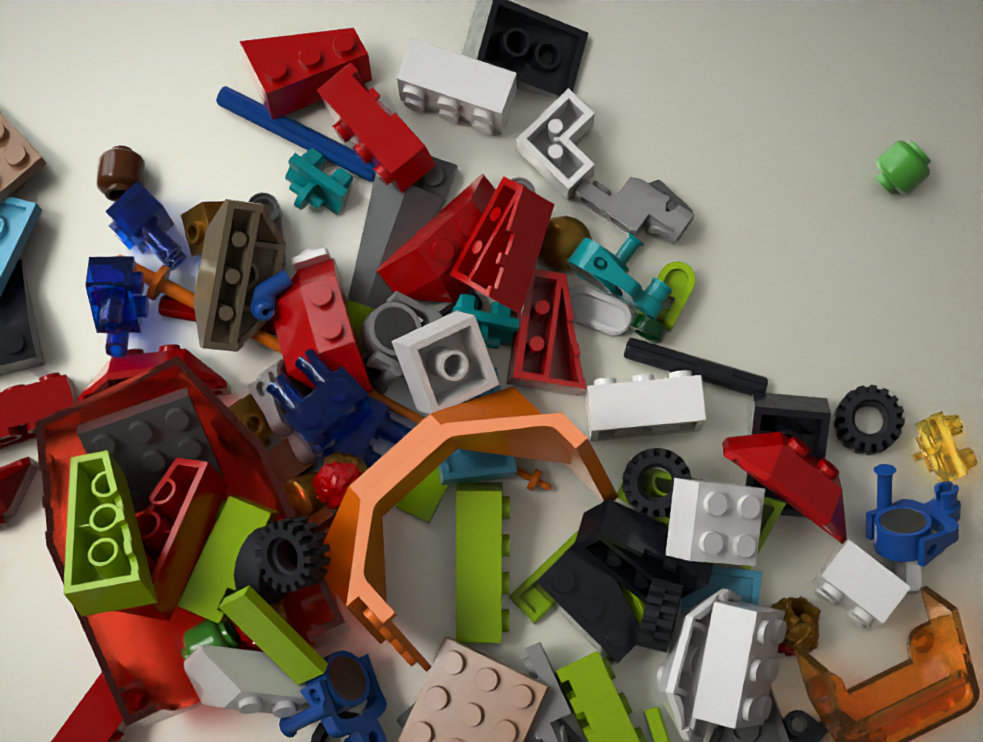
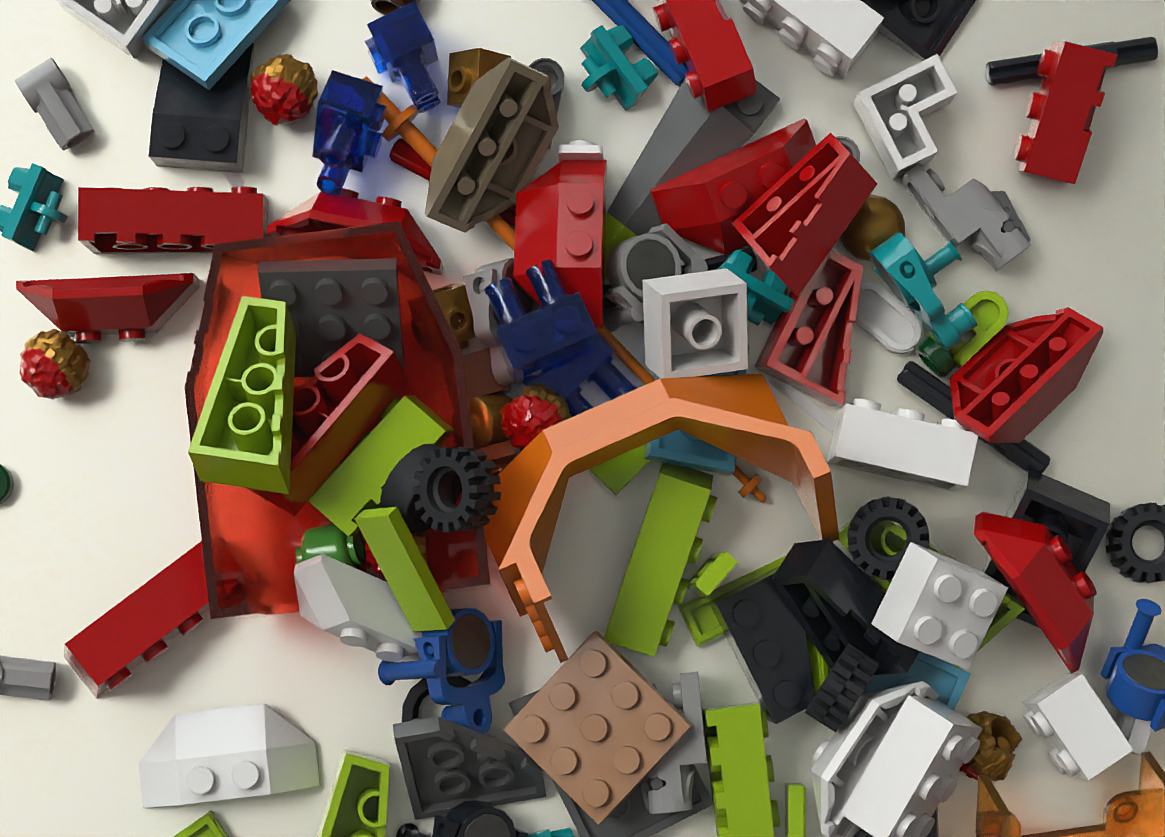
camera: 10 degrees right, 5 degrees up
(56, 286) = (283, 89): none -> piece
(265, 295) = (517, 178): blue arm -> none
(524, 558) = (711, 573): none -> lime tile
(556, 400) = (804, 403): none -> white sticker
(678, 60) = (1026, 67): none -> black axle
(683, 100) = (1063, 110): none -> red wedge
(723, 318) = (1023, 374): none -> red wedge

